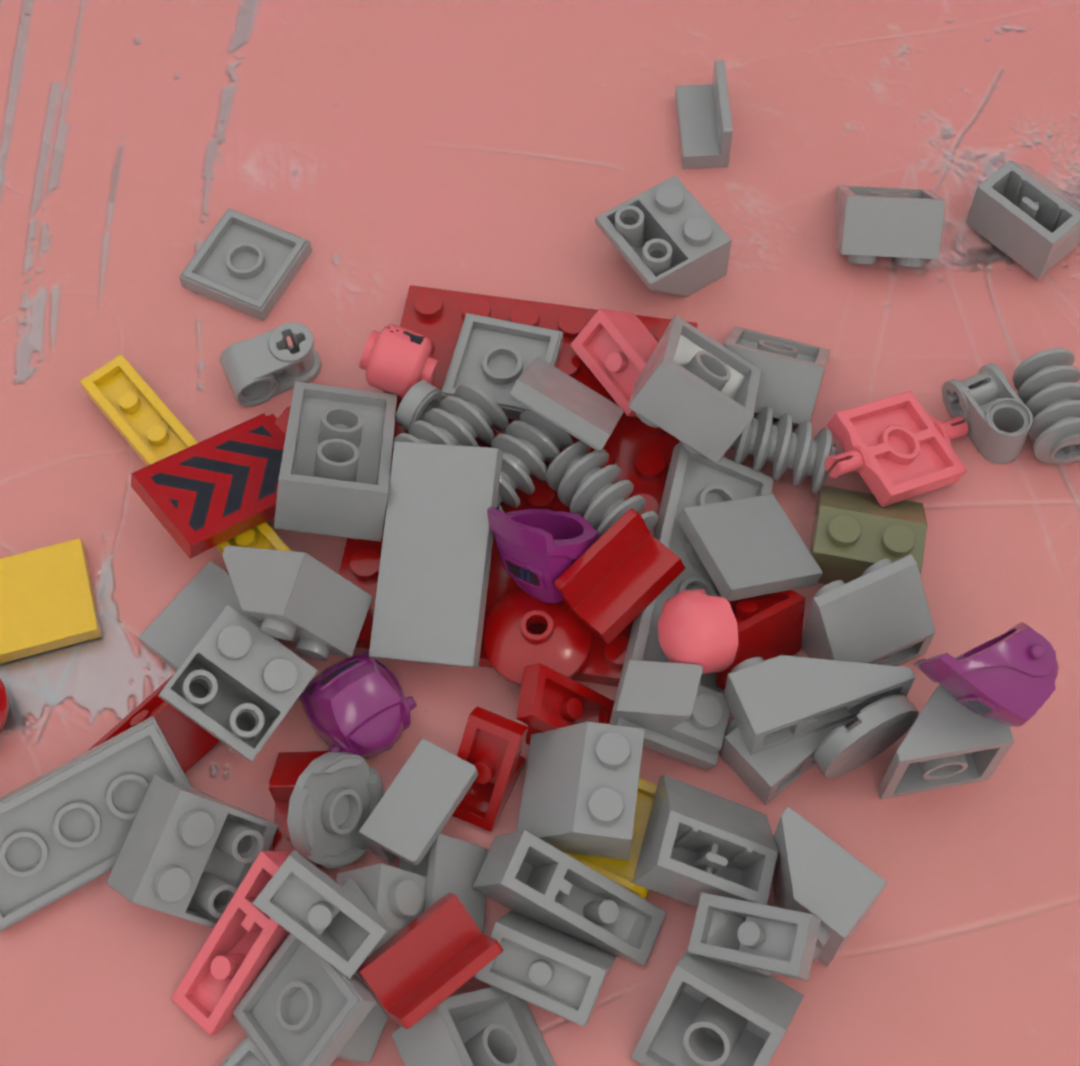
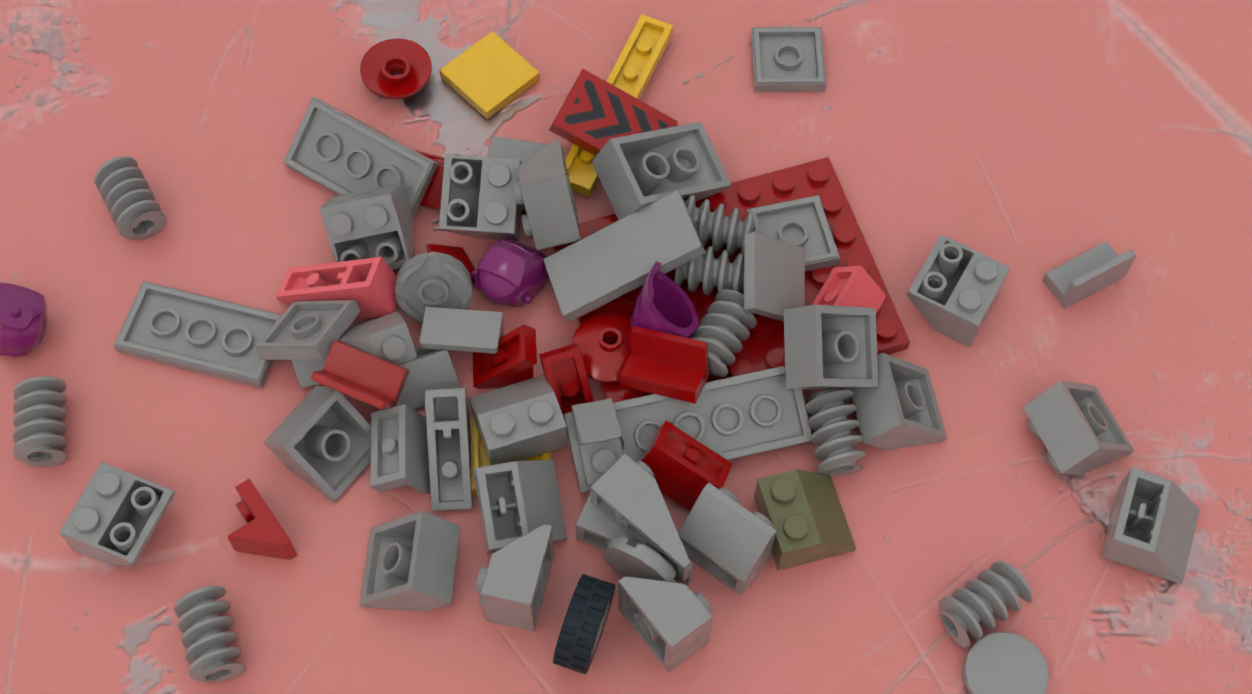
camera: 60 degrees right, 0 degrees up
(268, 366) = (717, 106): light grey piece -> none
(322, 914) = (354, 306): light grey slope -> none
(397, 359) = (753, 172): coral head -> none
(417, 402) = (730, 196): light grey tile -> none
(698, 630) = (647, 425): coral hair -> none
(749, 547) = (739, 439): light grey tile -> none
(754, 936) = (461, 545): light grey slope -> none
(896, 448) = (881, 507): coral plate -> none
(914, 837) = (584, 624): none -> black wheel
(988, 408) = (958, 557): light grey piece -> none
(999, 678) = (699, 610): magenta helmet -> none

